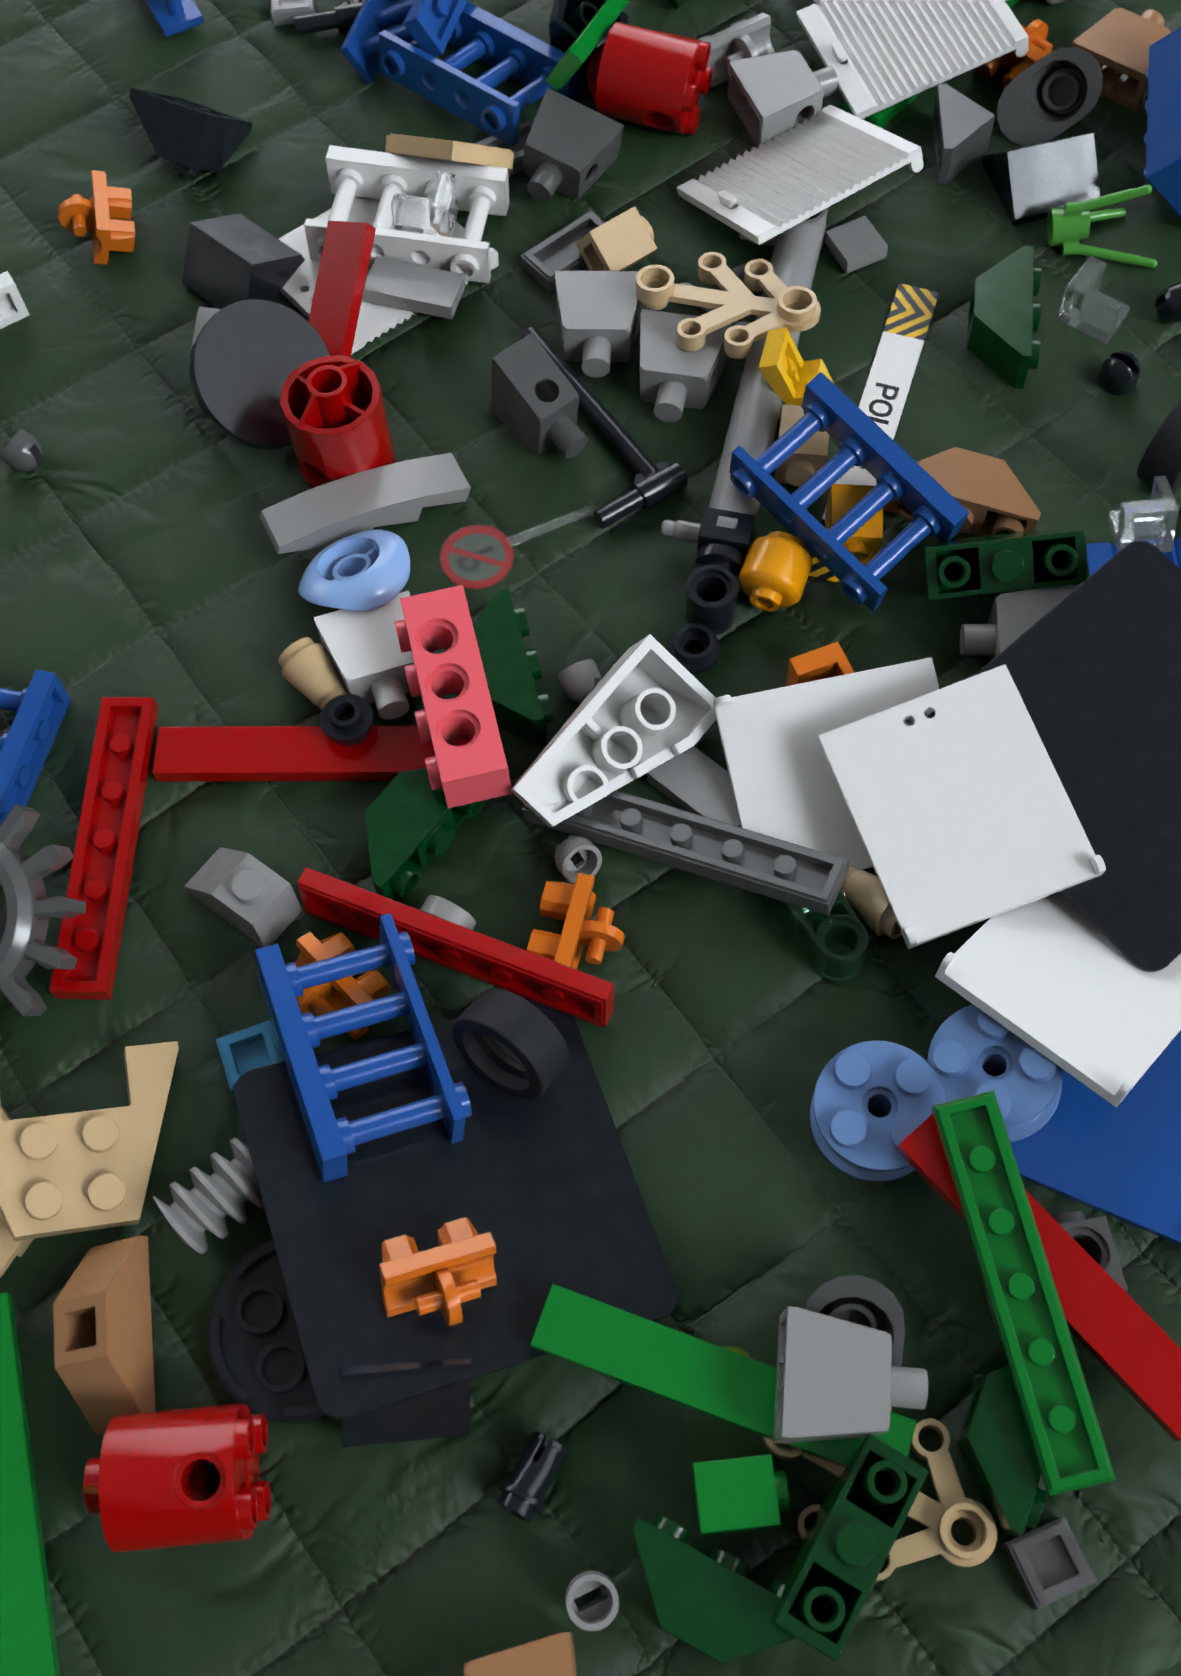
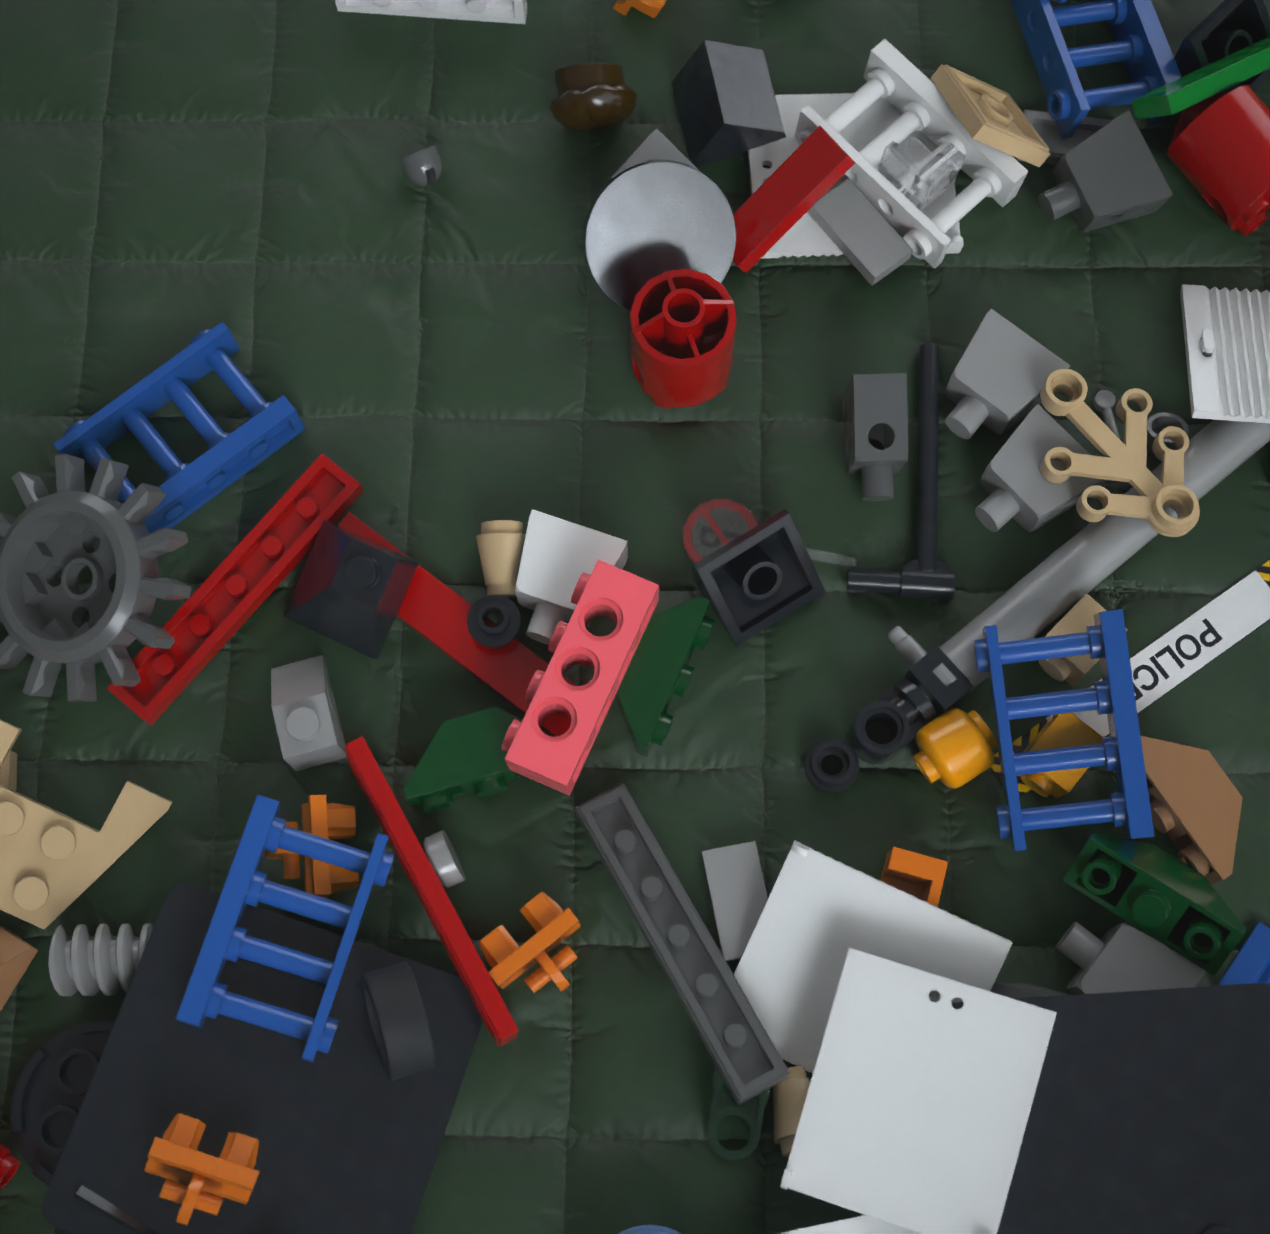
camera: 35 degrees right, 10 degrees up
(127, 319) = (592, 96): none -> dark brown piece
(205, 774) = (351, 589): none -> black slope
(249, 1050) = (211, 856): dark azure tile -> none
(357, 571) = (599, 490): light blue hat -> none
(364, 501) = (660, 421): light grey slope -> none
(530, 553) = (758, 578): none -> black slope
(559, 252) = (1033, 285): dark grey tile -> none
(579, 679) = (712, 727): light grey hinge -> none
(587, 851) = (587, 884): light grey hinge -> none
(618, 242) = (1072, 316): tan brick -> none
(623, 729) = (709, 801): white wedge -> none
(785, 368) = (1122, 573): yellow slope -> none

